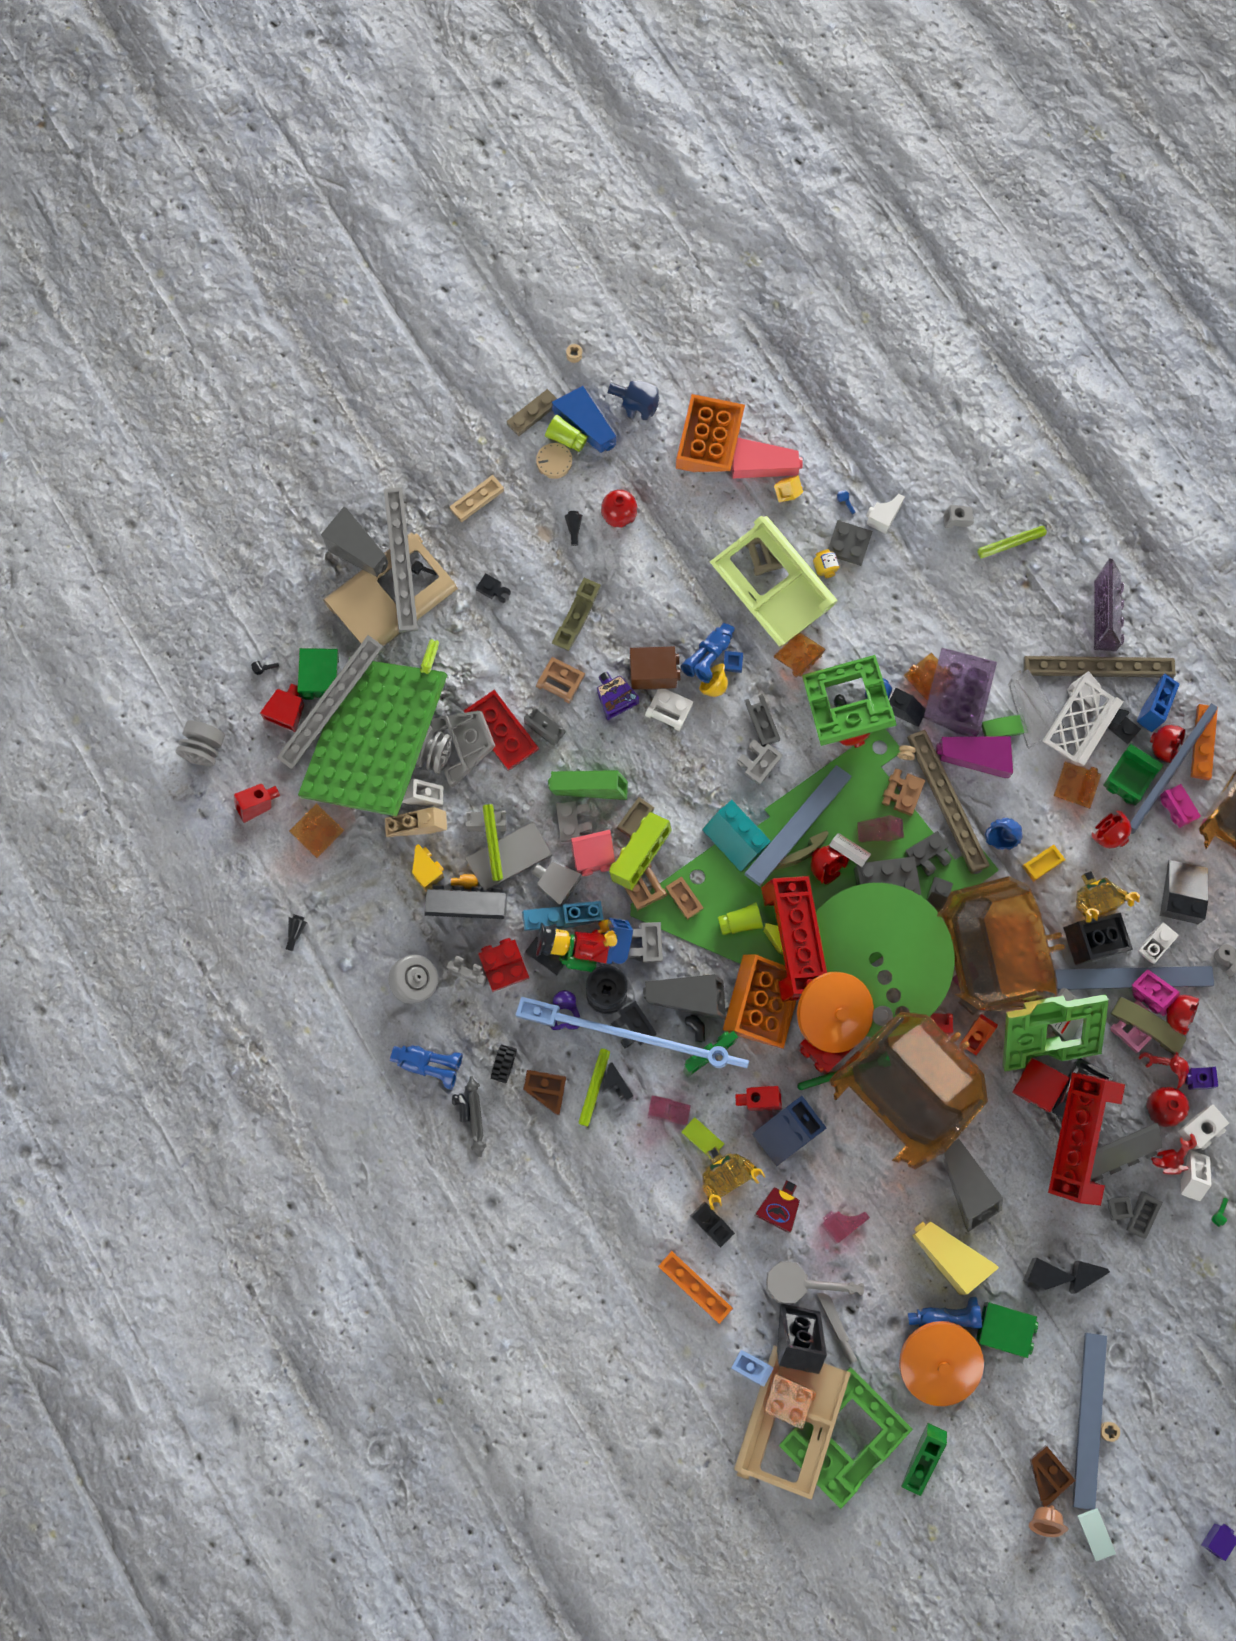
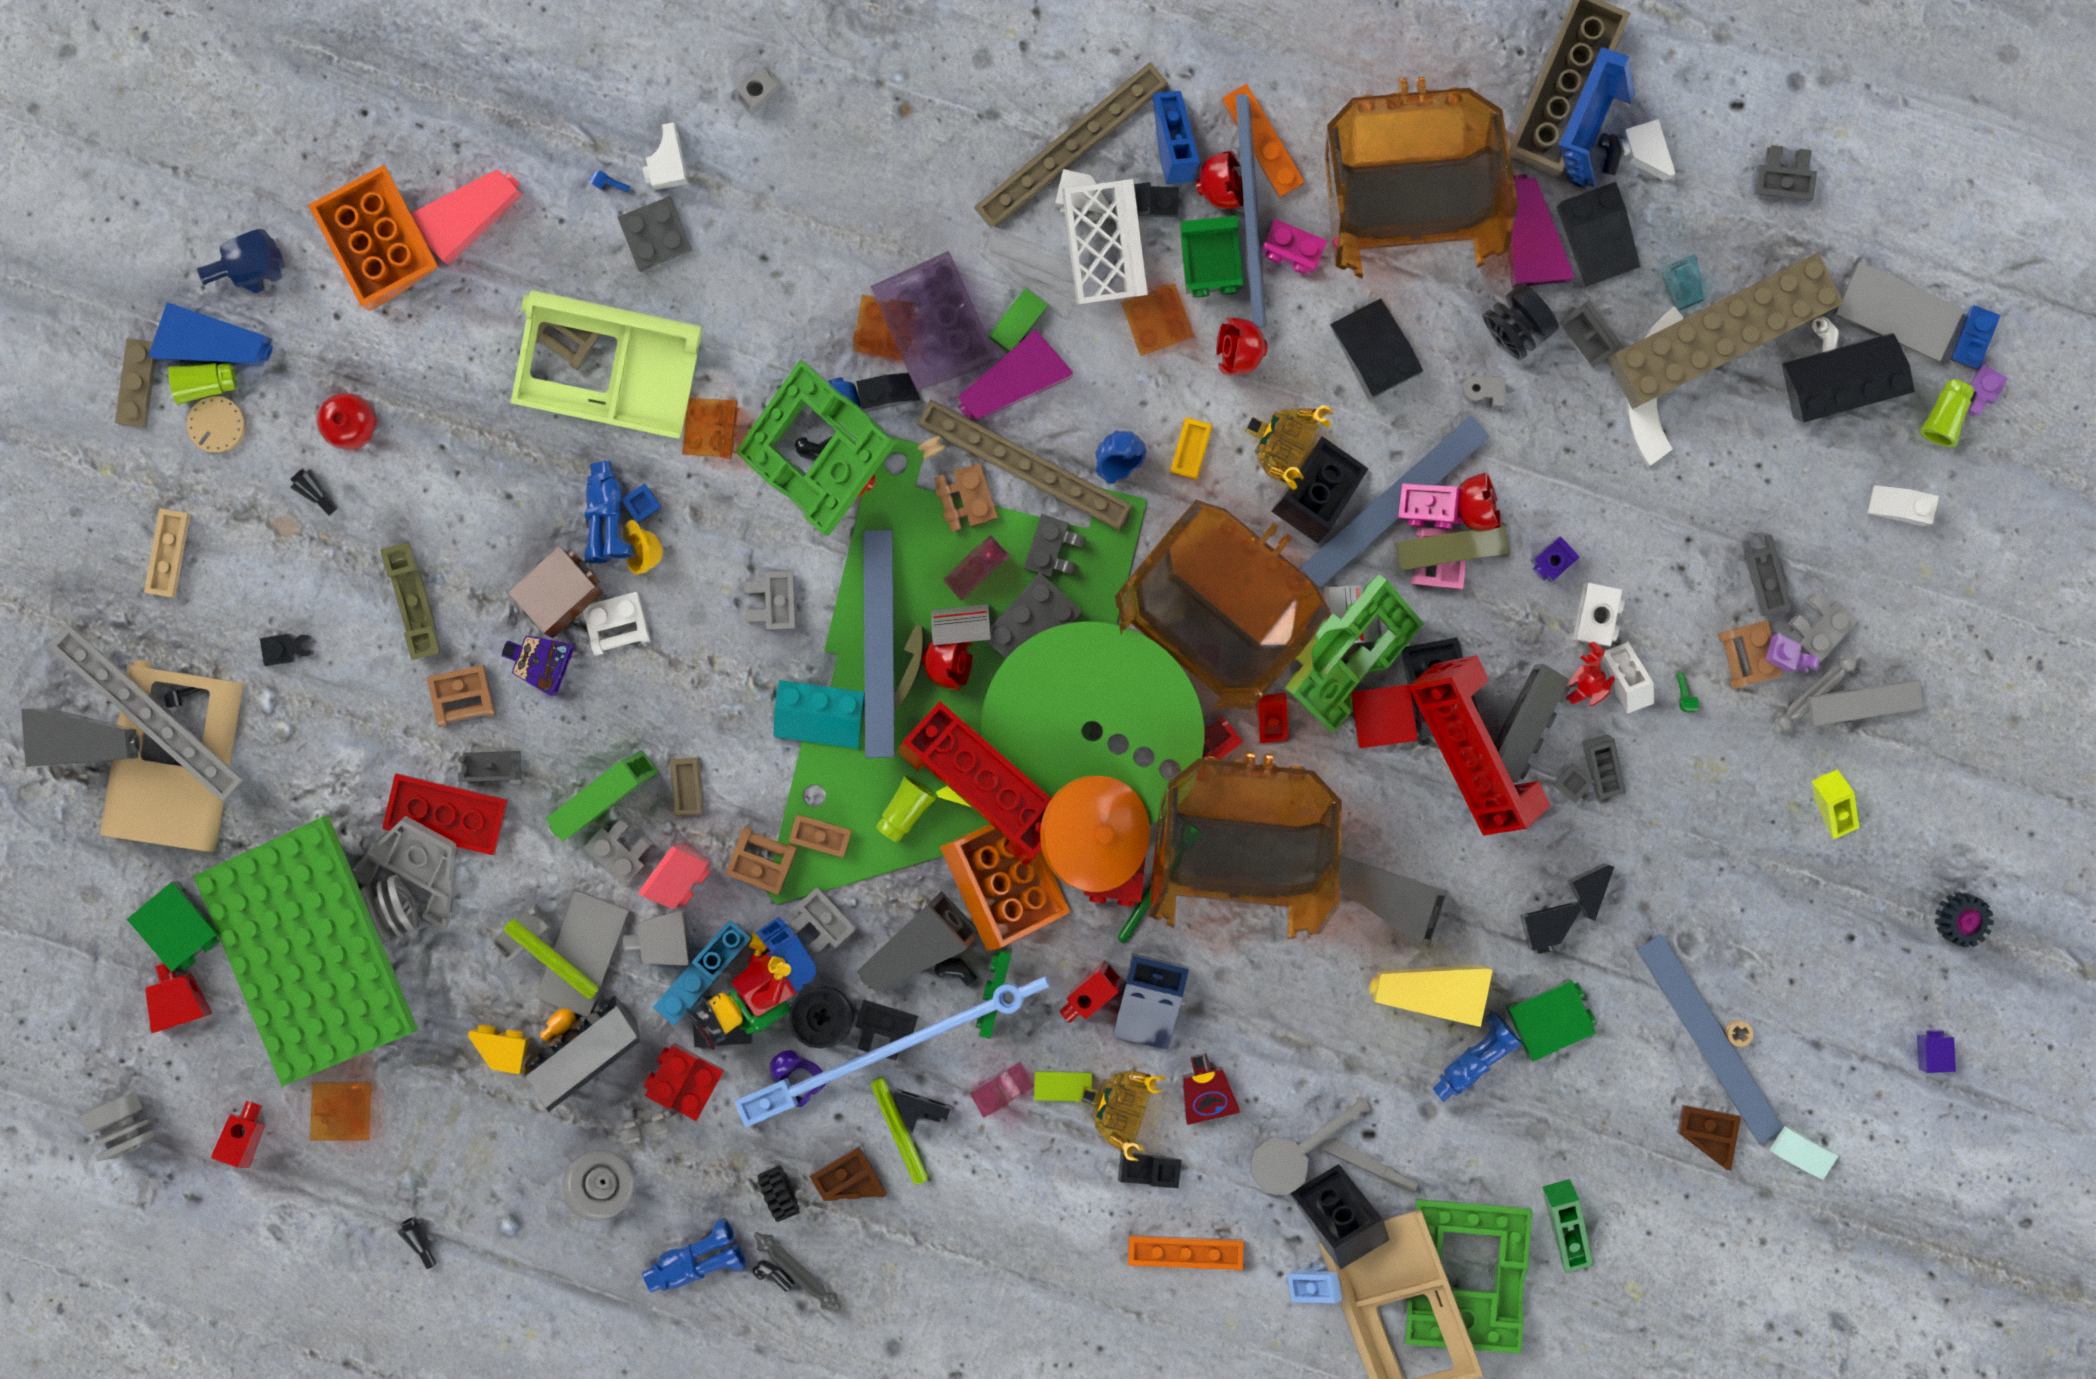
camera: 40 degrees left, 15 degrees up
(258, 669) = (101, 978): black hand -> none
(330, 702) = (220, 952): light grey plate -> none
(416, 823) = (446, 1003): tan slope -> none
(423, 793) = (422, 964): white slope -> none
(429, 656) = (286, 805): lime axle -> none
(574, 347) = (108, 262): tan bush -> none
(640, 850) = (725, 825): lime brick -> none
(762, 721) = (736, 548): dark grey hinge -> none
(788, 488) = (526, 225): yellow panel -> none
(789, 1401) = (1380, 1290): clear orange hinge -> none
(826, 563) = (649, 287): yellow head -> none
(840, 1226) = (1289, 1056): clear pink arch -> none
(882, 1015) = (1150, 790): flat silver plate -> none
(939, 893) = (1102, 592): dark grey slope -> none
(941, 1363) = (1509, 1114): orange dish -> none
(1012, 541) = (846, 68): lime axle -> none
(1048, 1522) = (1743, 1183): nougat piece -> none
(1108, 608) = (1027, 65): clear purple slope -> none
(1157, 943) = (1390, 443): white slope -> none
(1167, 1106) = (1541, 622): red cylinder -> none
(1177, 1065) = (1516, 567): red piece -> none

